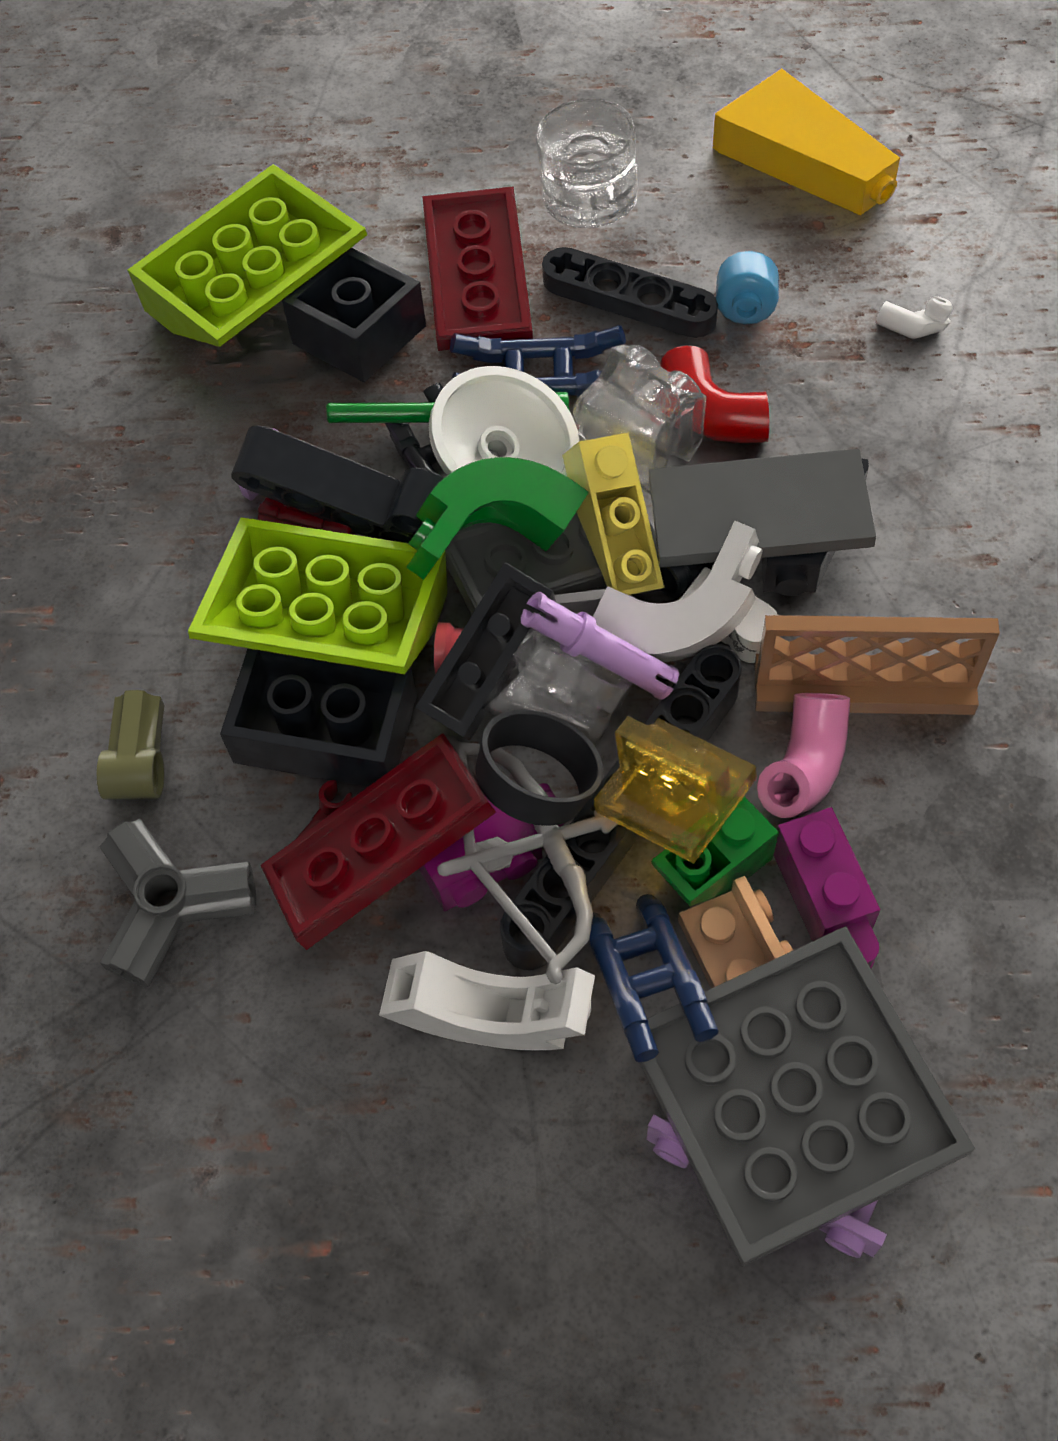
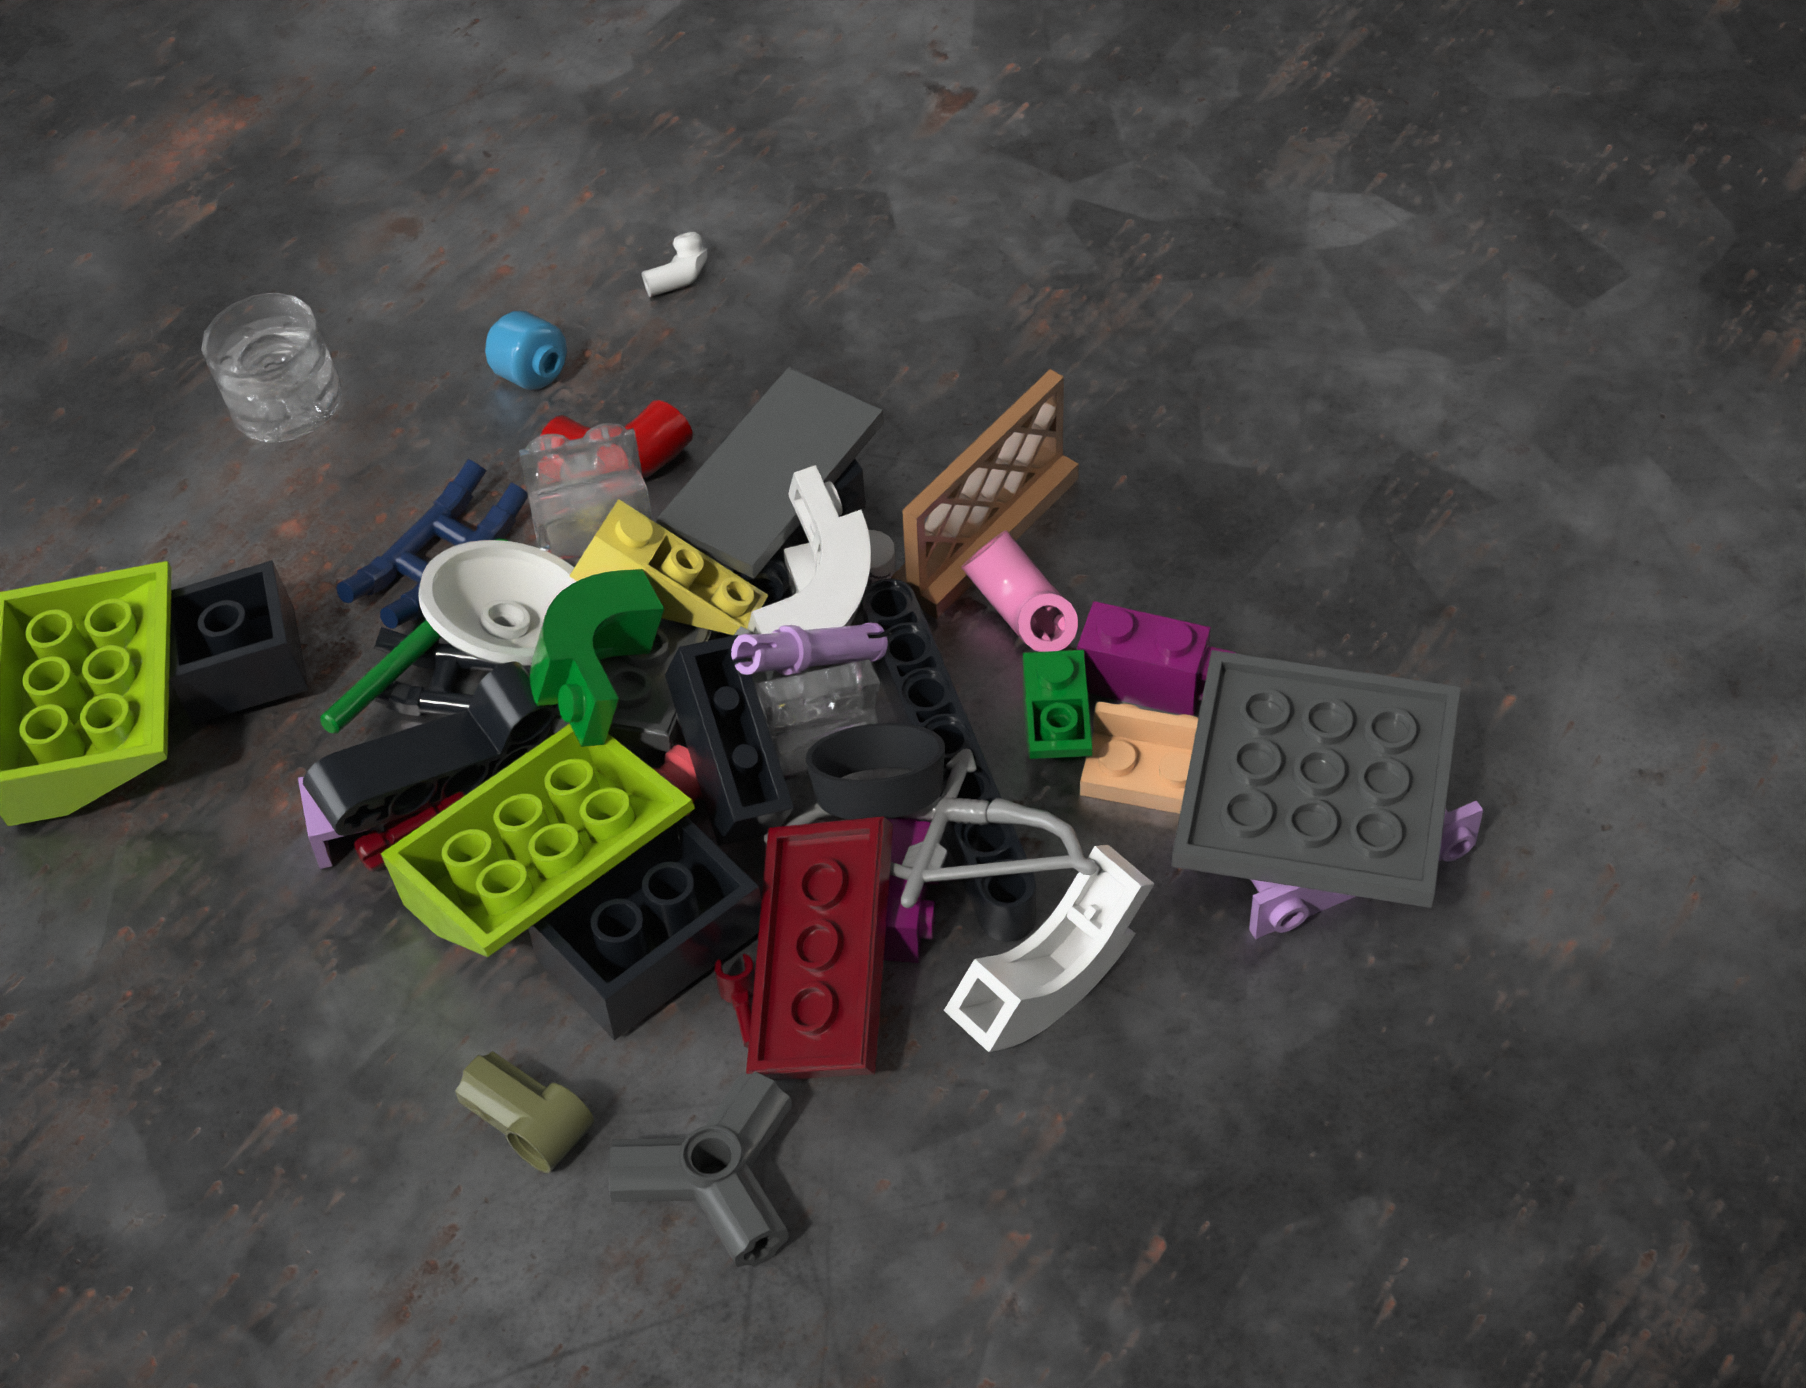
camera: 55 degrees left, 10 degrees down
(476, 265) = (250, 516): dark red tile -> none
(628, 990) = (1143, 827): dark blue piece -> none
(632, 285) = (425, 430): black beam -> none
(672, 786) = (986, 687): clear yellow bracket -> none
(806, 143) = (423, 216): yellow slope -> none

